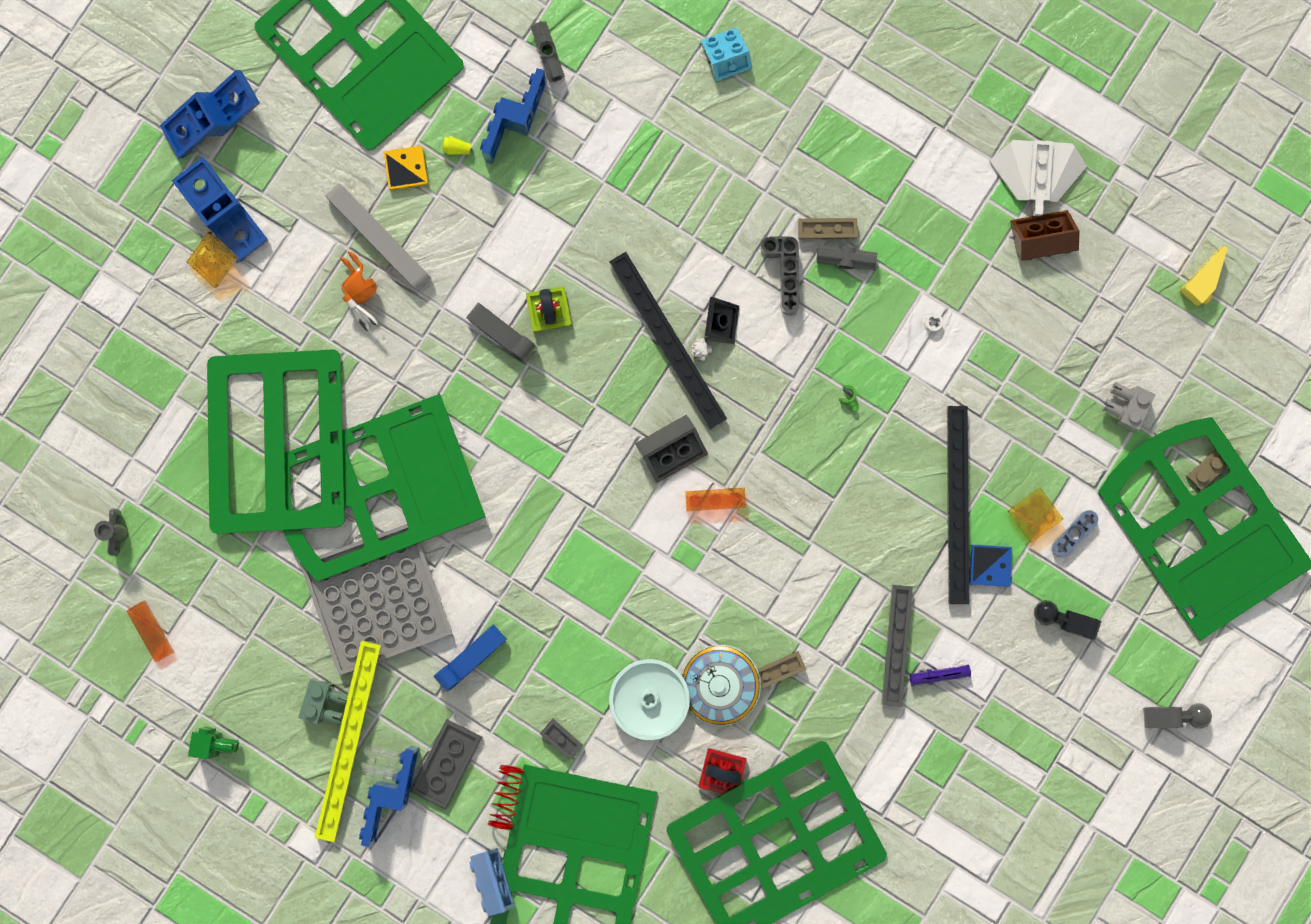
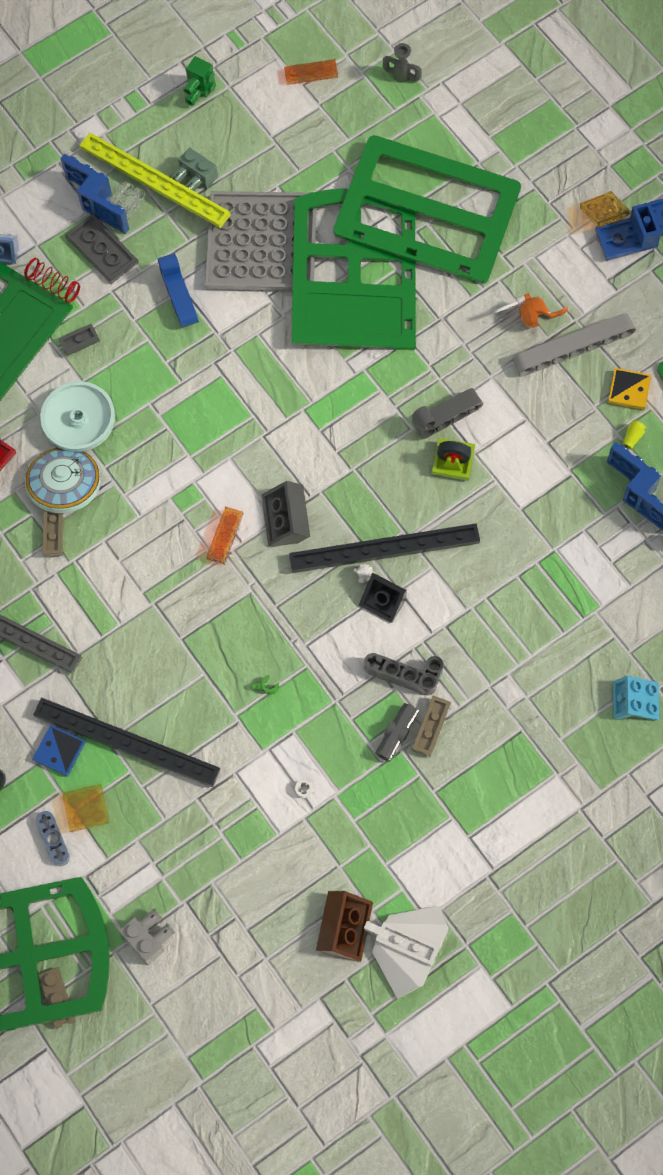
camera: 115 degrees right, 15 degrees down
(1205, 280) = (234, 1062): light yellow slope -> none

